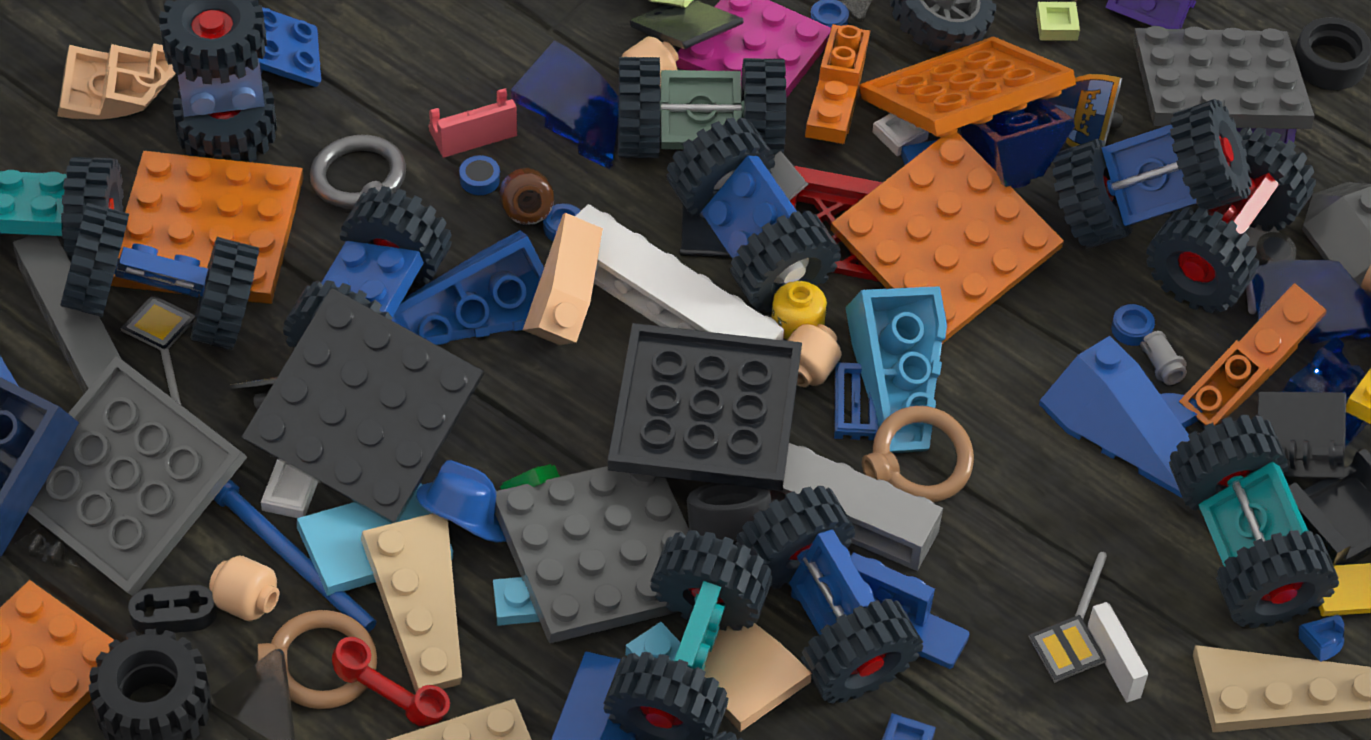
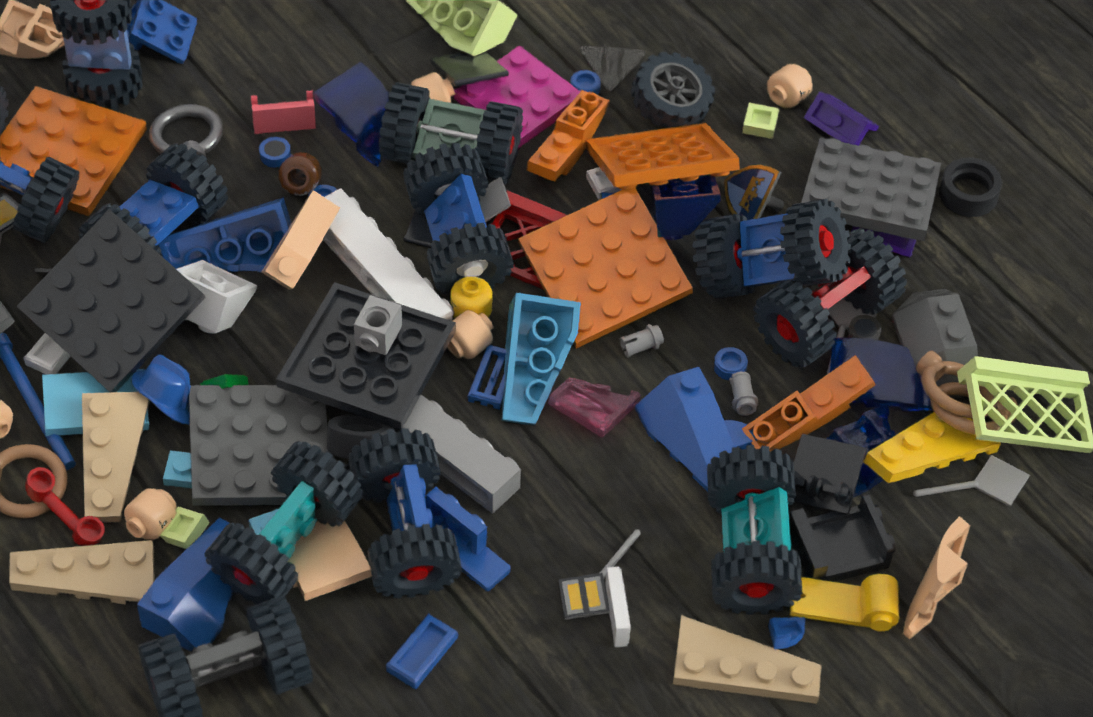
camera: 15 degrees right, 0 degrees up
(497, 362) = (224, 295): none -> white slope
(501, 664) = (150, 513): none -> light nougat head
(550, 674) = (185, 528): none -> yellowish green plate
(714, 365) = (377, 325): none -> light grey brick
(884, 465) = (491, 426): medium nougat piece -> none
(992, 409) = (592, 404): none -> clear pink wing
(1027, 313) = (642, 340): none -> light grey pin

